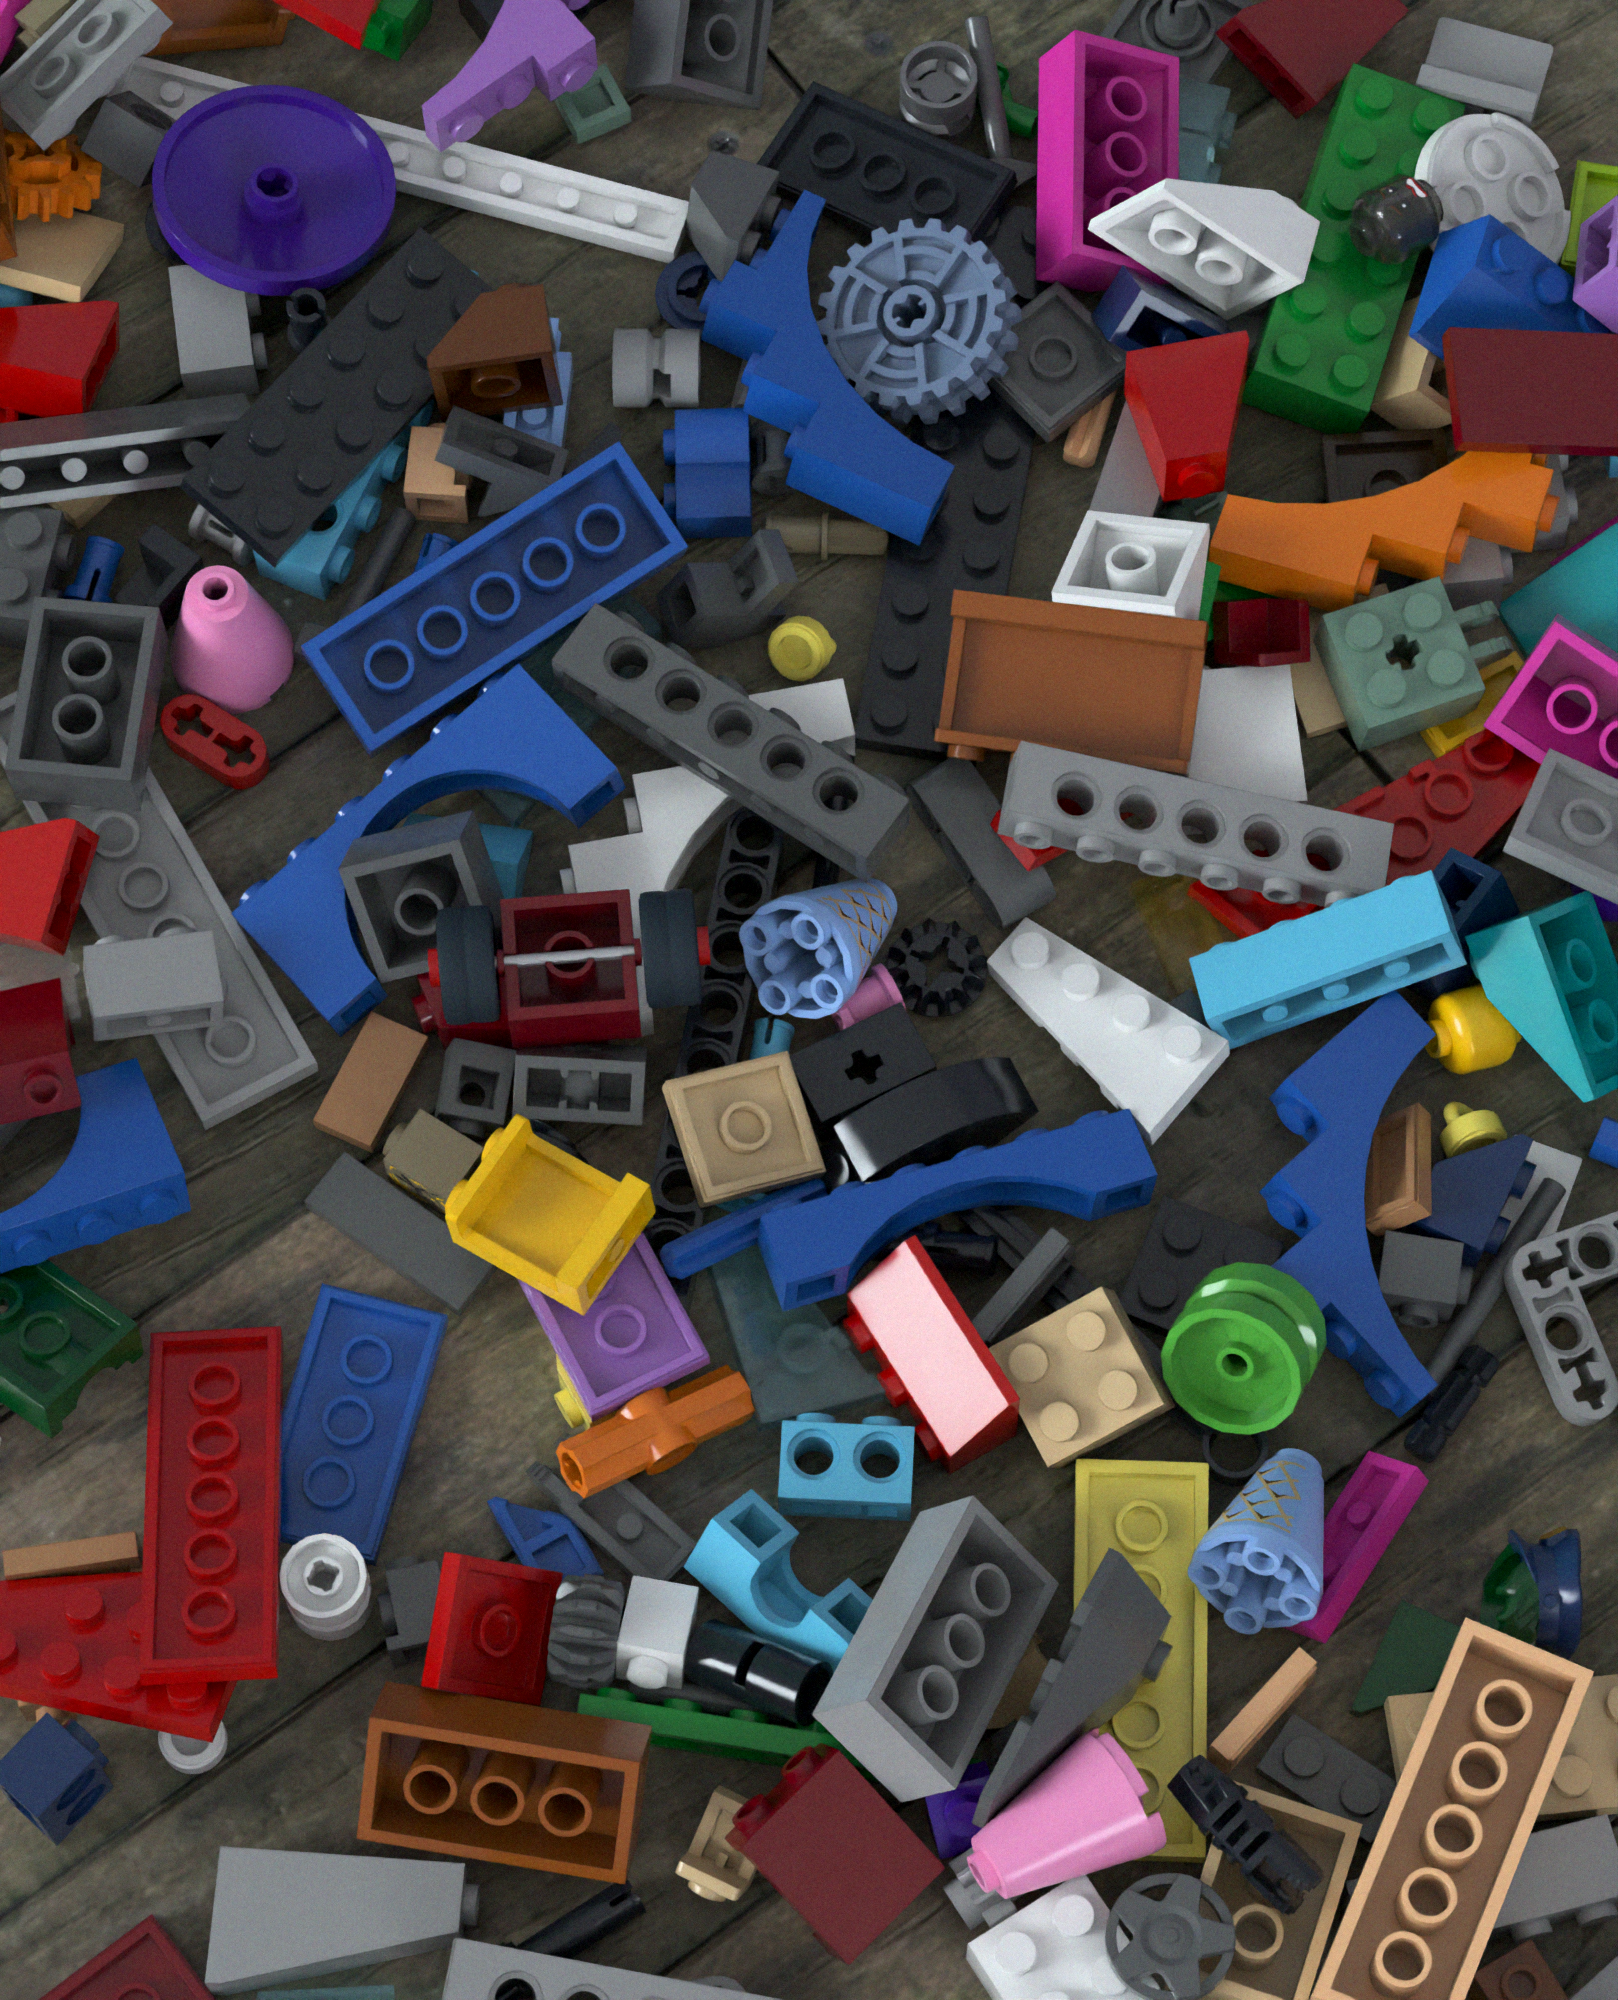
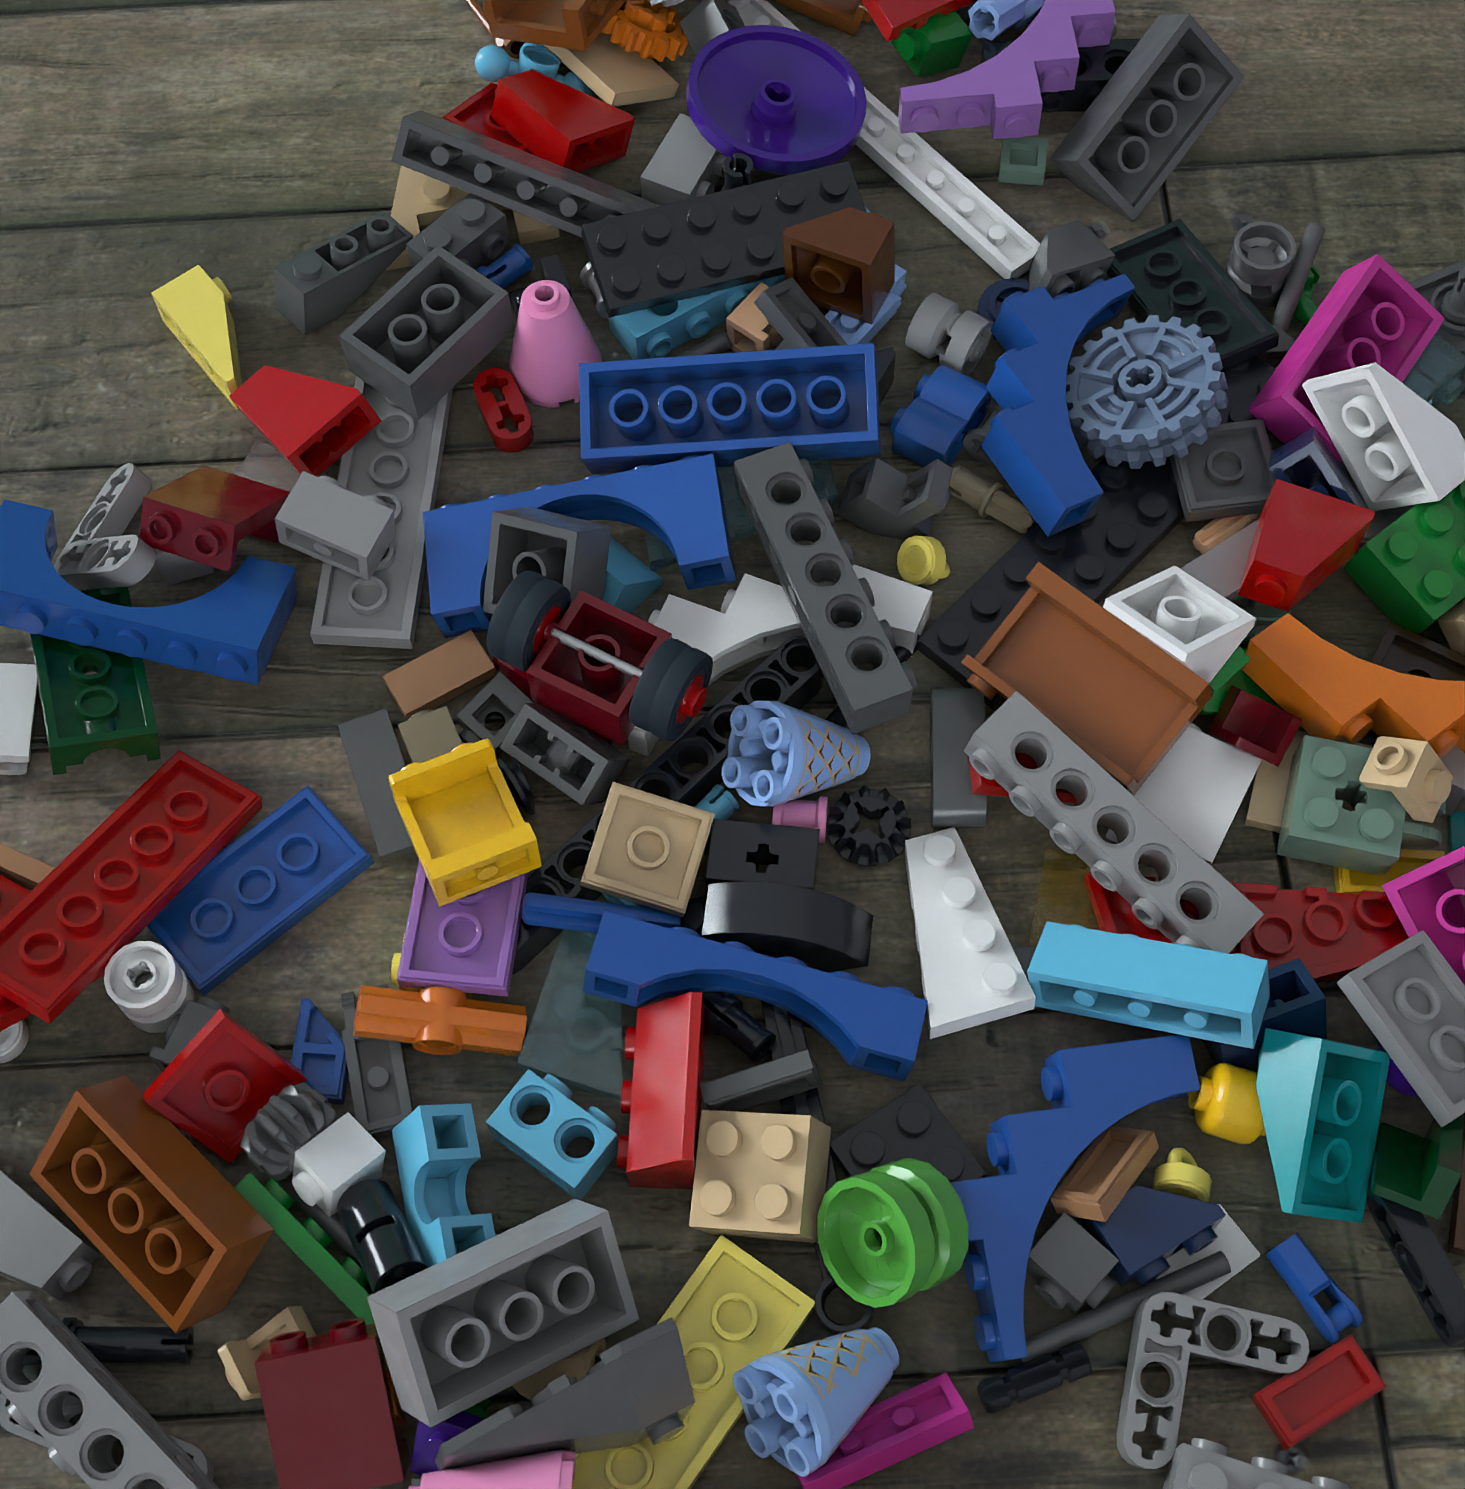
camera: 35 degrees right, 5 degrees down
(1448, 598) = (1411, 773): none -> tan bracket

